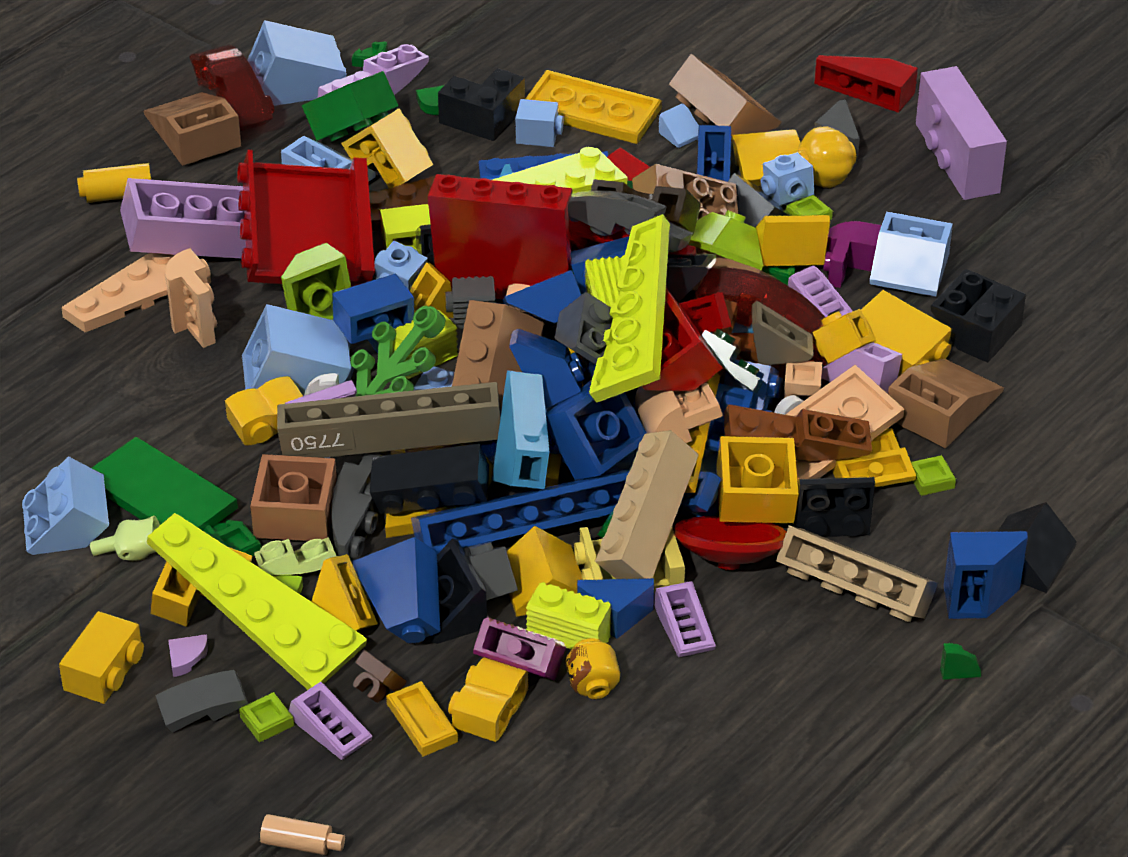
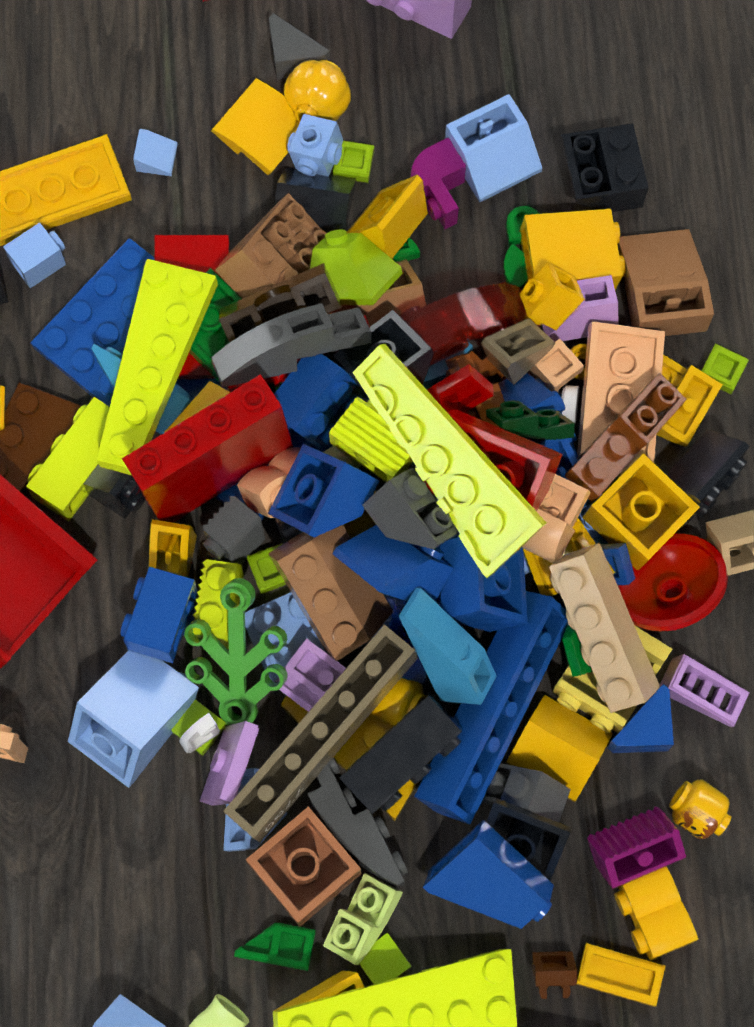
camera: 45 degrees left, 30 degrees up
(158, 486) = (173, 956): green tile -> none
(255, 410) = (170, 790): yellow brick -> none
(313, 279) = (72, 625): lime slope -> none
(342, 594) = (455, 930): yellow slope -> none
(401, 260) = (120, 523): light blue brick -> none
(567, 615) = (635, 779): neon yellow brick -> none
(714, 151) = (229, 174): blue slope -> none
(720, 99) = (162, 94): slope -> none
(813, 281) = (469, 245): lavender slope -> none

